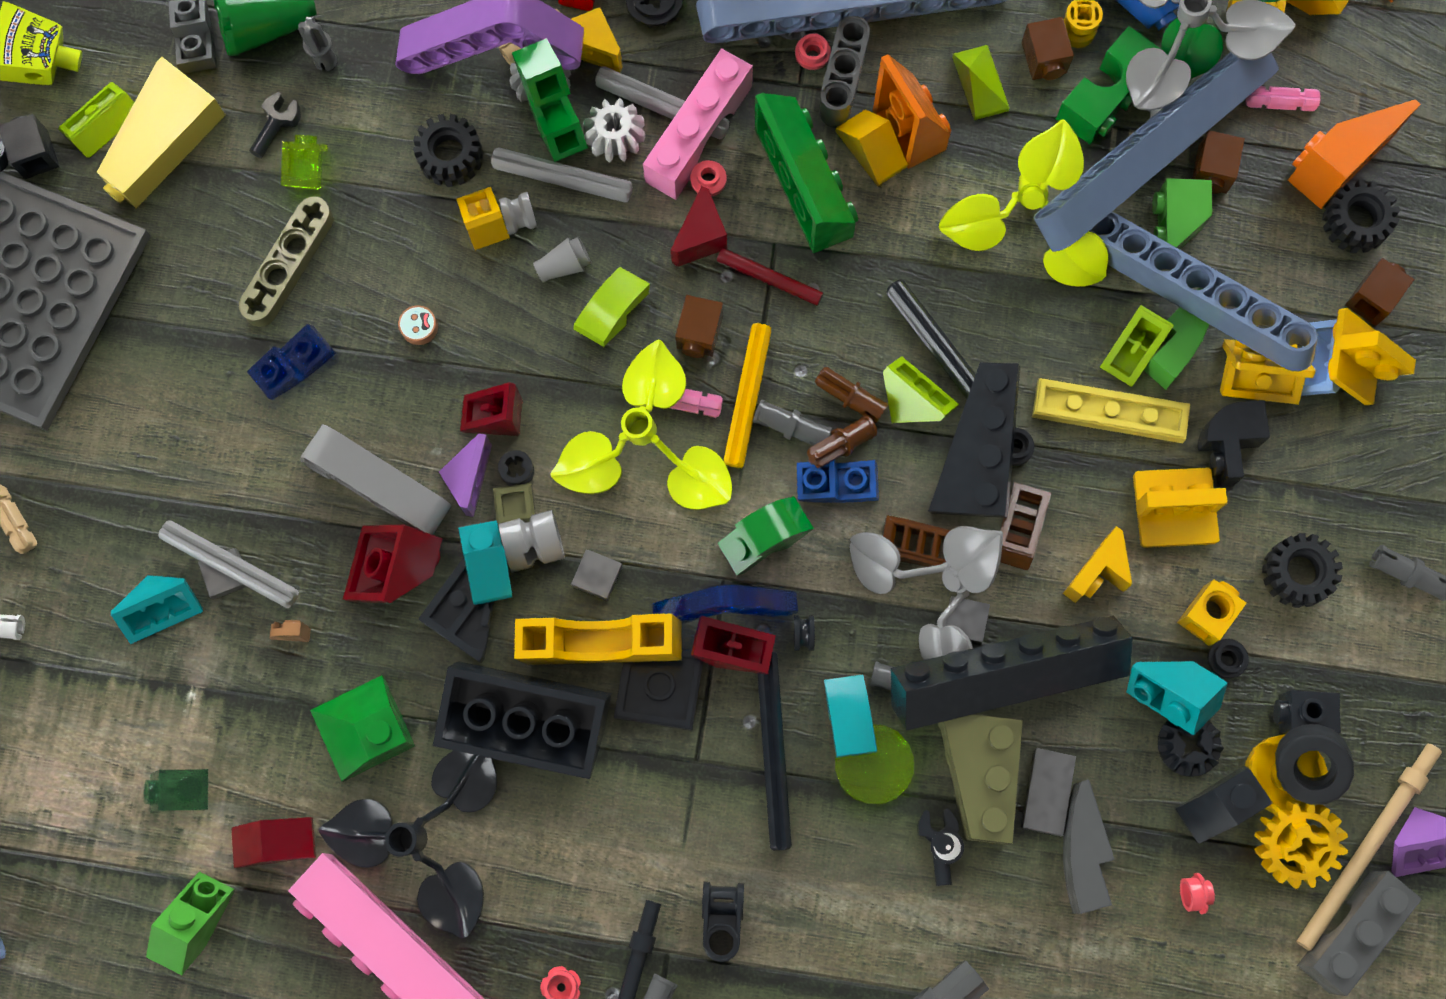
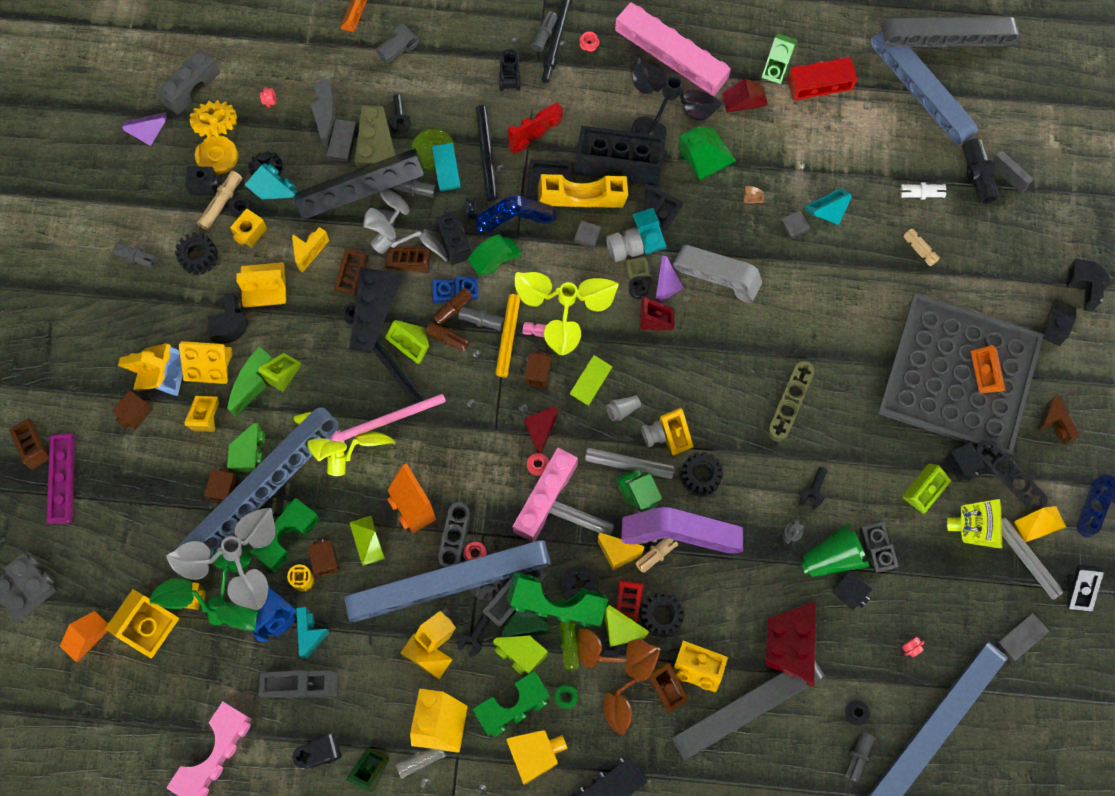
camera: 175 degrees right, 5 degrees down
(116, 871) = (821, 78): none -> red brick
(157, 133) = (883, 480): light yellow slope -> none
(177, 790) = (798, 116): clear green bracket -> none
(228, 564) = (792, 224): light grey axle -> none
(290, 365) = (777, 341): clear blue slope -> none
(302, 162) = (791, 462): clear neon green bracket -> none
(390, 562) = (702, 228): dark red slope -> none
(418, 325) = (706, 367): tile -> none
(614, 118) = (588, 490): white gear -> none
(677, 788) = (522, 136): none -> red wing
(732, 646) = (502, 190): dark red slope -> none
(770, 276) = (486, 402): dark red bar -> none
(803, 171) = (478, 465): green slope -> none
(837, 570) = (453, 237): none -> black brick
(873, 145) = (437, 492): yellow slope -> none
(947, 846) = (395, 110): black sticker -> none
(950, 252) = (386, 419): none -> bright pink bar
(1111, 410) = (296, 338): light yellow tile -> none
(1210, 301) = (237, 380): sand blue beam -> none
(1224, 805) = (249, 134): black slope -> none
(1263, 688) = (223, 194): none -> tan pin
(1264, 266) = (202, 414): none -> yellow slope
(1284, 98) = (169, 535): bright pink axle -> none
(1314, 789) = (203, 148): black tyre -> none
(1341, 153) = (137, 490): orange slope -> none
(1370, 199) = (127, 449): black tyre -> none
(1411, 782) = (150, 154): tan bar -> none

